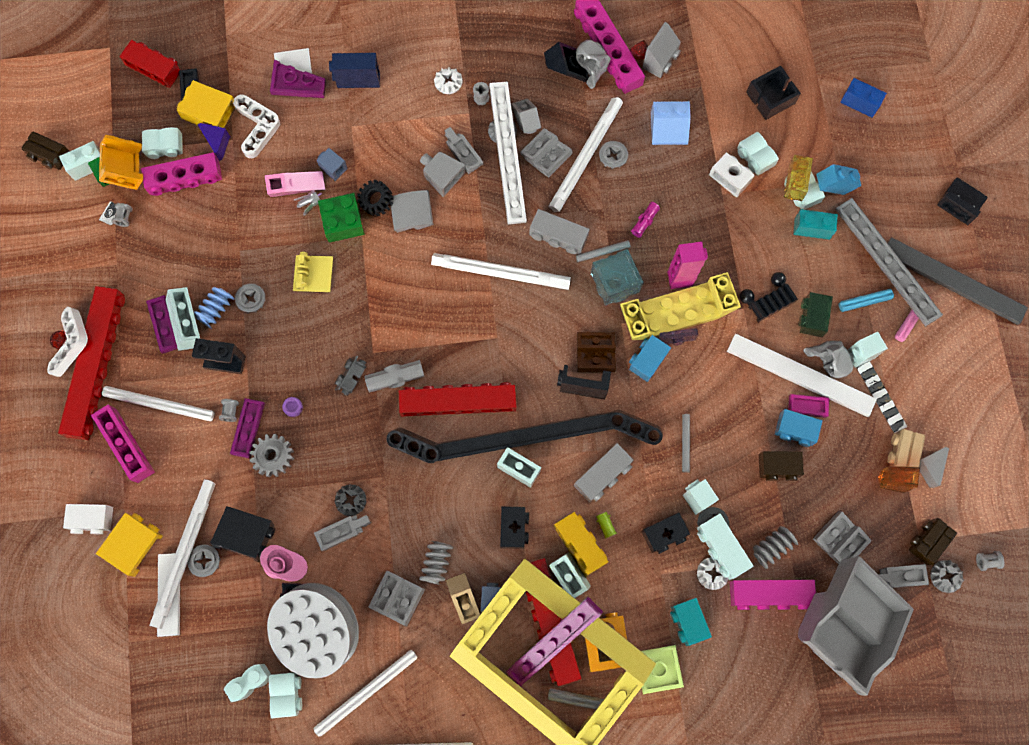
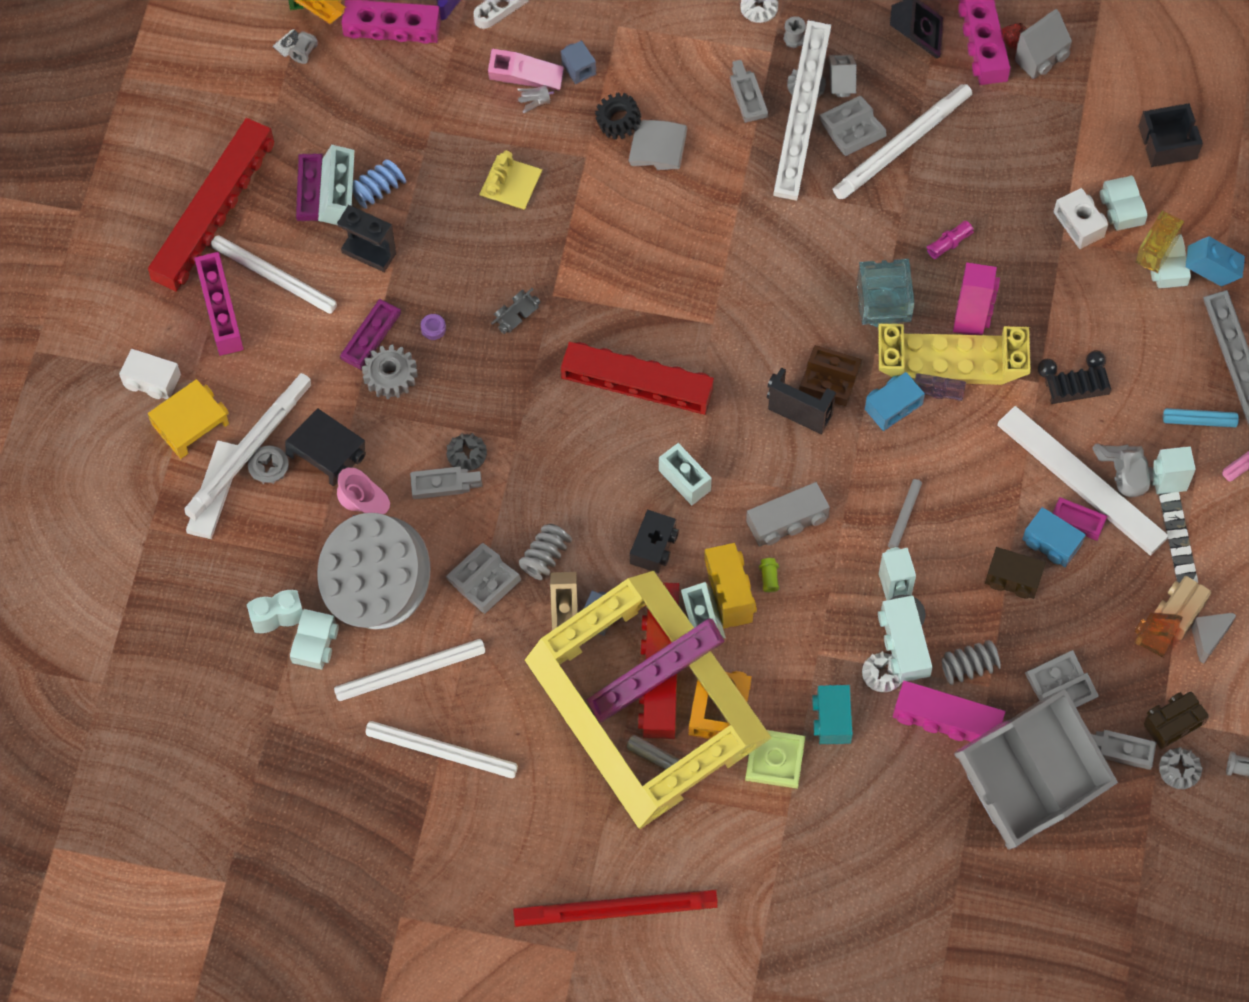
camera: 20 degrees right, 10 degrees down
(57, 339) = (179, 166): clear red wheel -> none
(74, 344) = (204, 171): white beam -> none
(228, 410) = (355, 306): light grey bush -> none
(250, 290) = (426, 178): light grey gear -> none
(341, 217) = (568, 126): green brick -> none
(394, 376) = (569, 327): light grey piece -> none
(442, 171) = (713, 110): light grey torso -> none
(501, 271) = (746, 247): white piece -> none
(521, 436) = (705, 442): black piece -> none
(558, 232) = (834, 222): light grey brick -> none
(593, 59) = (952, 30): light grey head -> none
(602, 251) = (854, 260): light grey bar -> none
(617, 148) = (944, 145): light grey gear -> none
(654, 533) = (850, 598): black brick -> none
(670, 123) = (1024, 134): light blue slope -> none
(815, 224) = (1166, 307): teal brick -> none
(815, 314) = (1127, 413): clear green brick -> none

